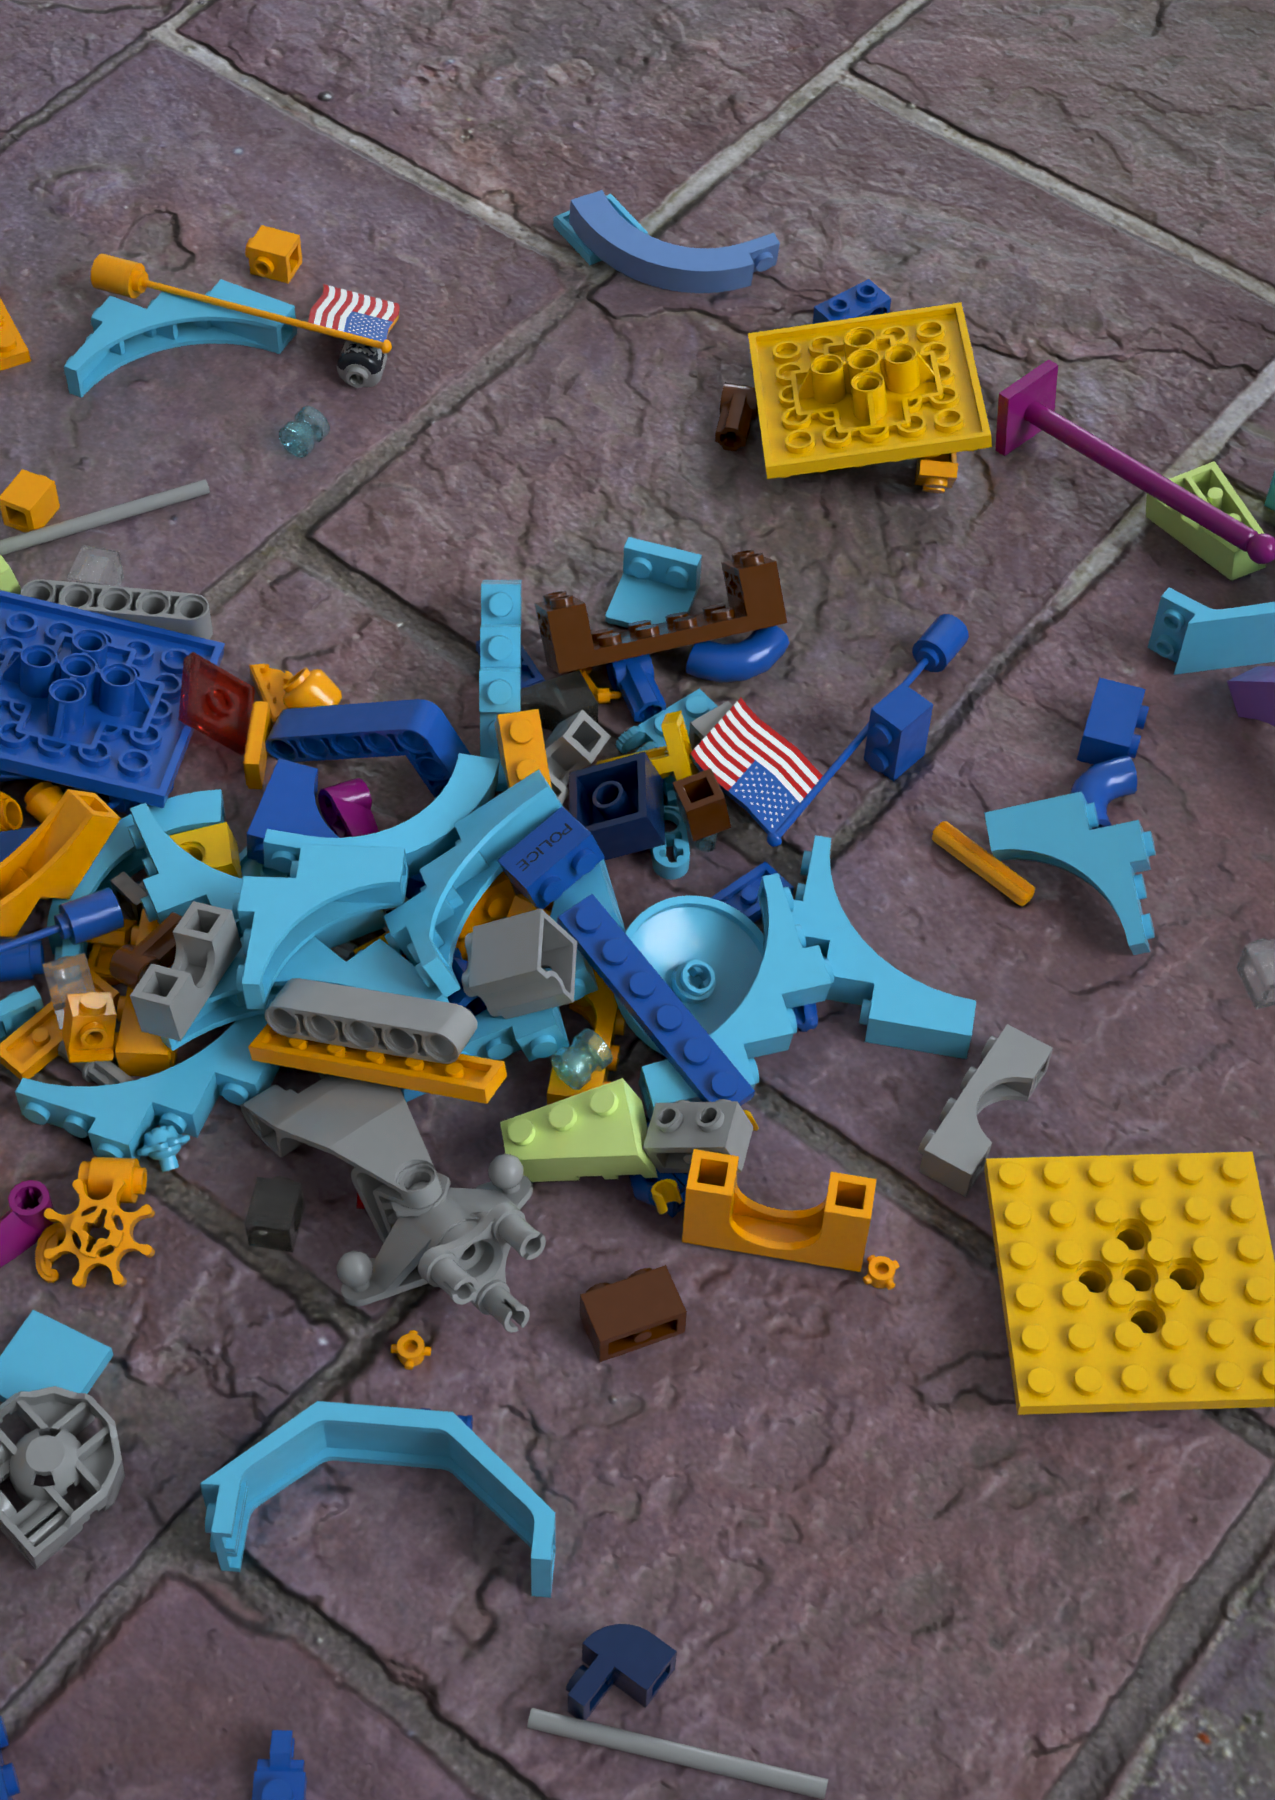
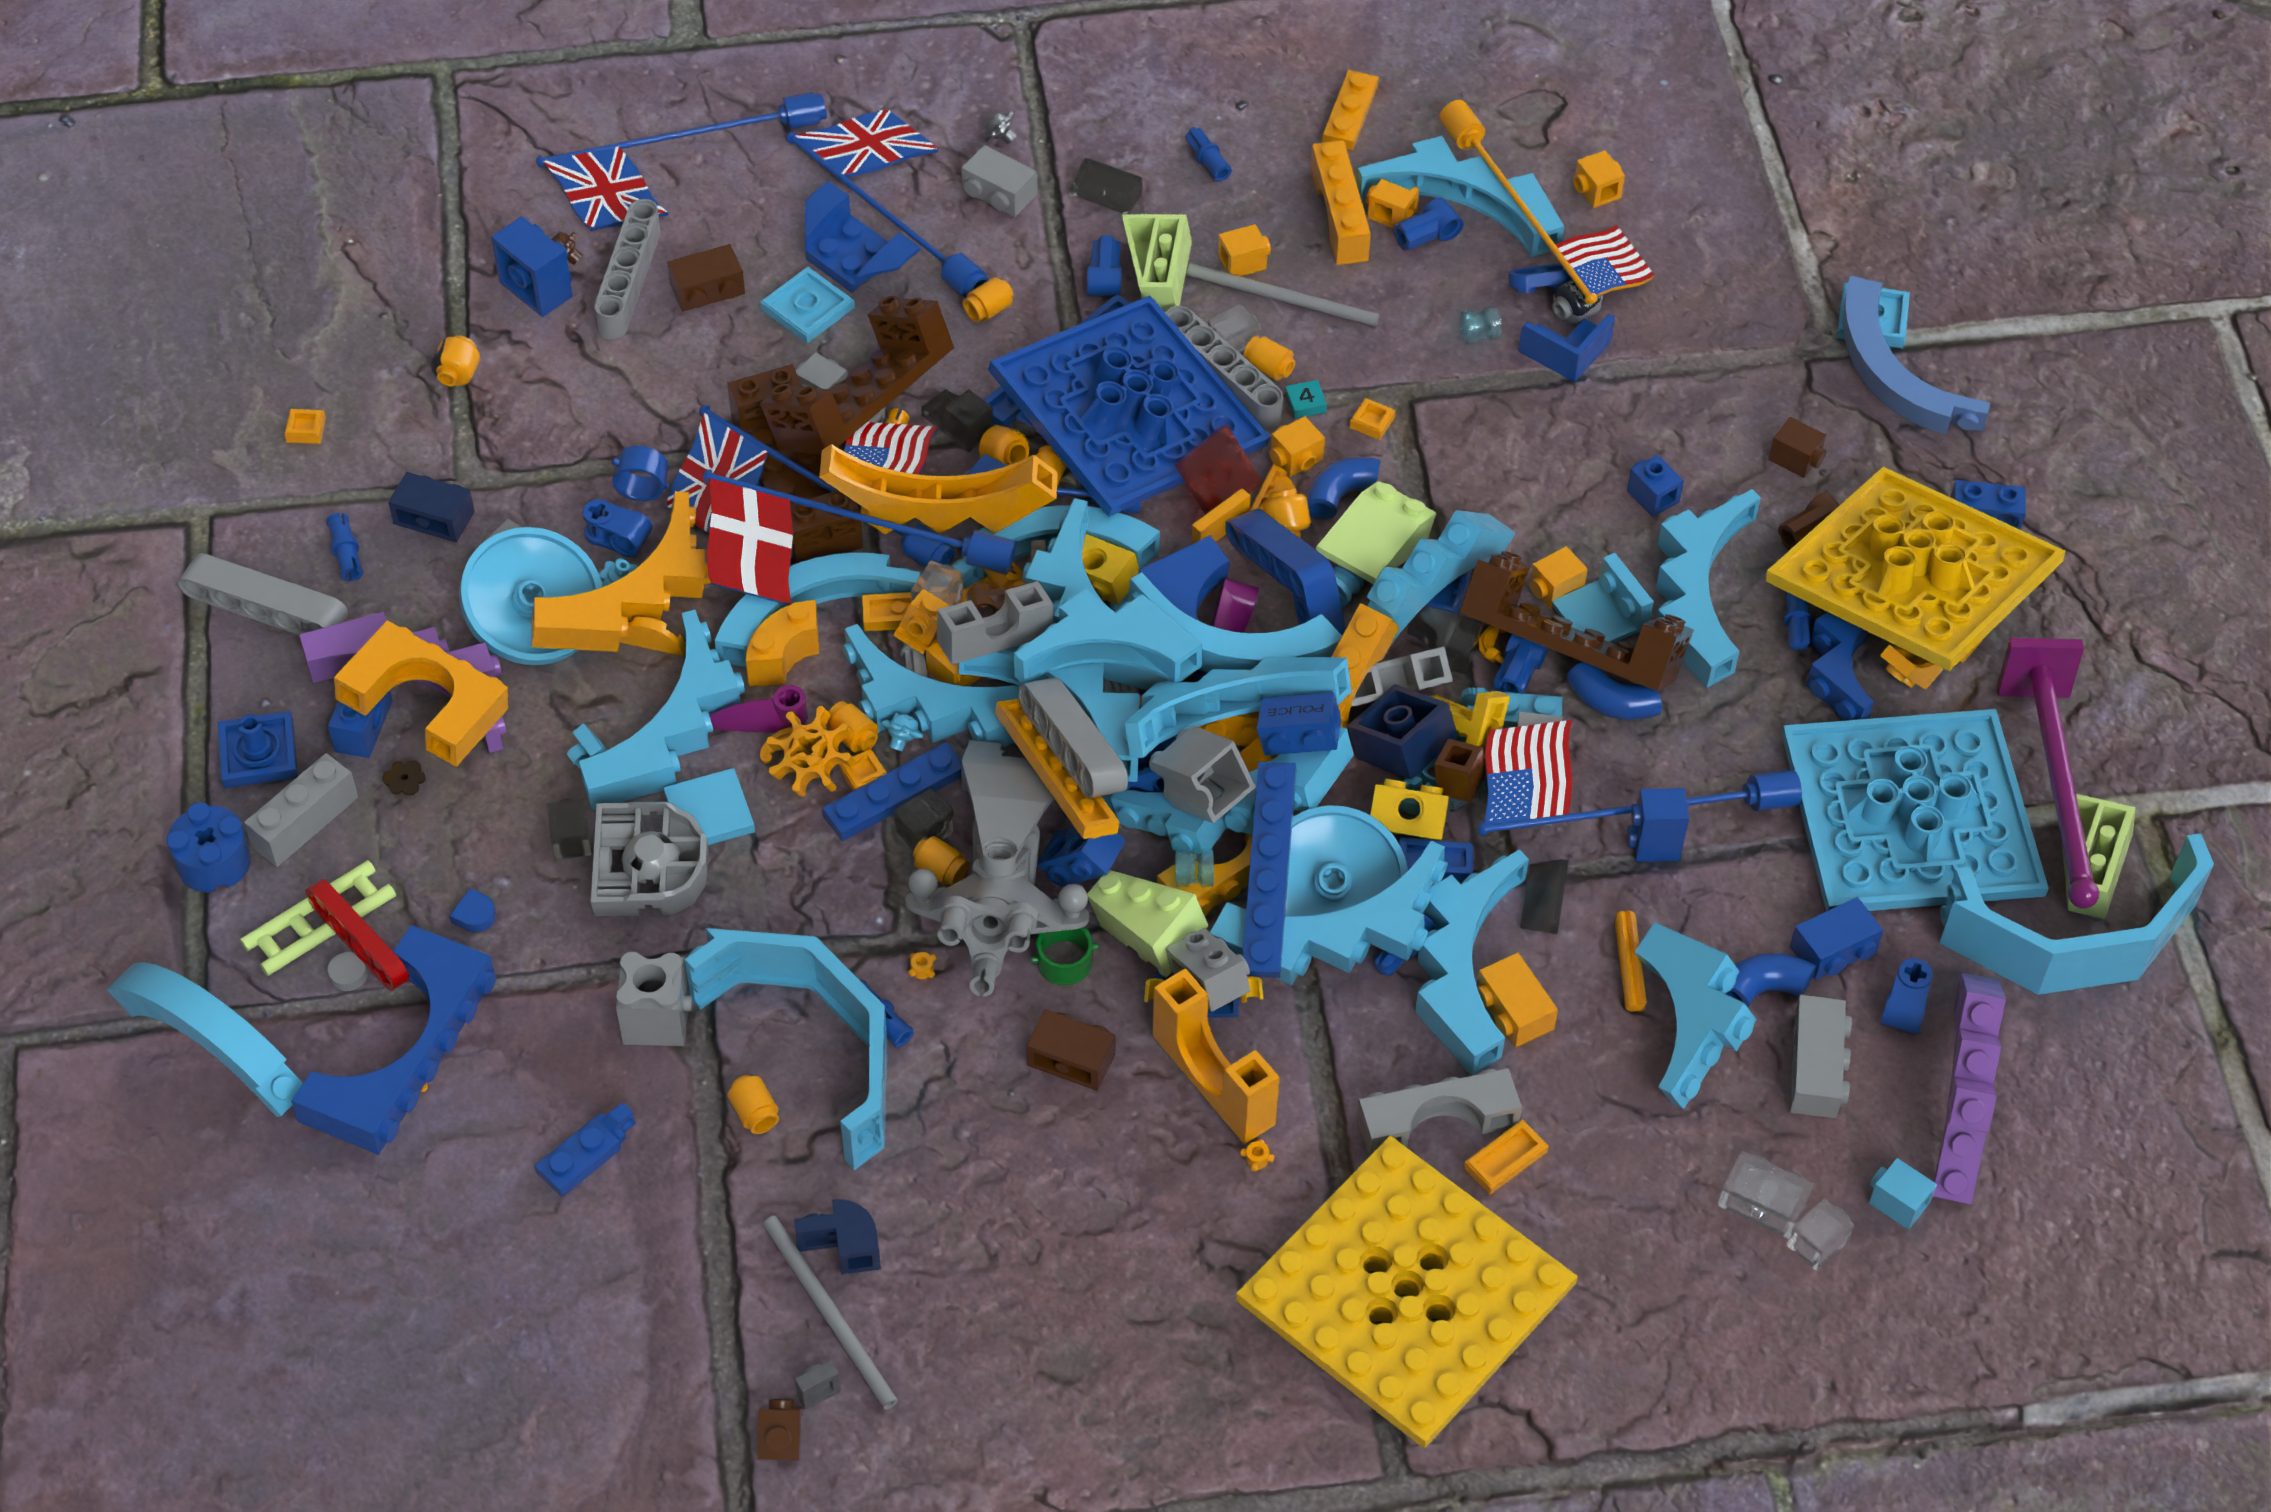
camera: 45 degrees right, 0 degrees up
(105, 422) = (1346, 216): none -> light orange arch
(119, 381) = (1391, 203): none -> light orange brick
(152, 574) = (1270, 357): none -> light orange brick
(169, 1217) = (865, 770): none -> light orange tile
(171, 375) = (1435, 221): none -> blue piece
(204, 1627) = (653, 1000): none -> light grey piece
(211, 1211) = (885, 794): none -> blue plate
(219, 591) = (1305, 399): none -> teal tile
(256, 635) = (1297, 446): none -> light orange brick
(292, 570) = (1372, 419): none -> light orange tile
(317, 356) = (1528, 278): none -> blue plate
(325, 636) = (1338, 480): none -> blue cylinder
(329, 1237) = (941, 859): none -> light orange brick
(396, 412) = (1567, 355): none -> blue panel
(399, 1617) = (753, 1104): none -> light orange brick
(413, 654) = (1377, 531): none -> yellowish green slope
(461, 1131) = (1075, 859): none -> blue brick
(548, 1208) = (1068, 973): none -> green piece
(585, 467) = (1654, 485): none -> blue brick
(595, 587) = (1557, 575): none -> light orange brick
(662, 364) = (1798, 447): none -> reddish brown brick
(670, 496) = (1683, 581): none -> medium azure arch
(712, 863) = (1432, 814): none -> yellow brick
(807, 498) = (1798, 622): none -> blue axle
(865, 861) = (1544, 896): none -> clear smoke slope
(886, 521) = (1832, 674): none -> blue arch
(942, 960) = (1516, 1000): none -> light orange brick
(1049, 585) = (1909, 803): none -> medium azure plate
(1069, 1103) = (1506, 1157): none -> light orange tile
(1202, 827) = (1820, 1056): none -> light grey brick
(1211, 730) = (1908, 996): none -> blue piece

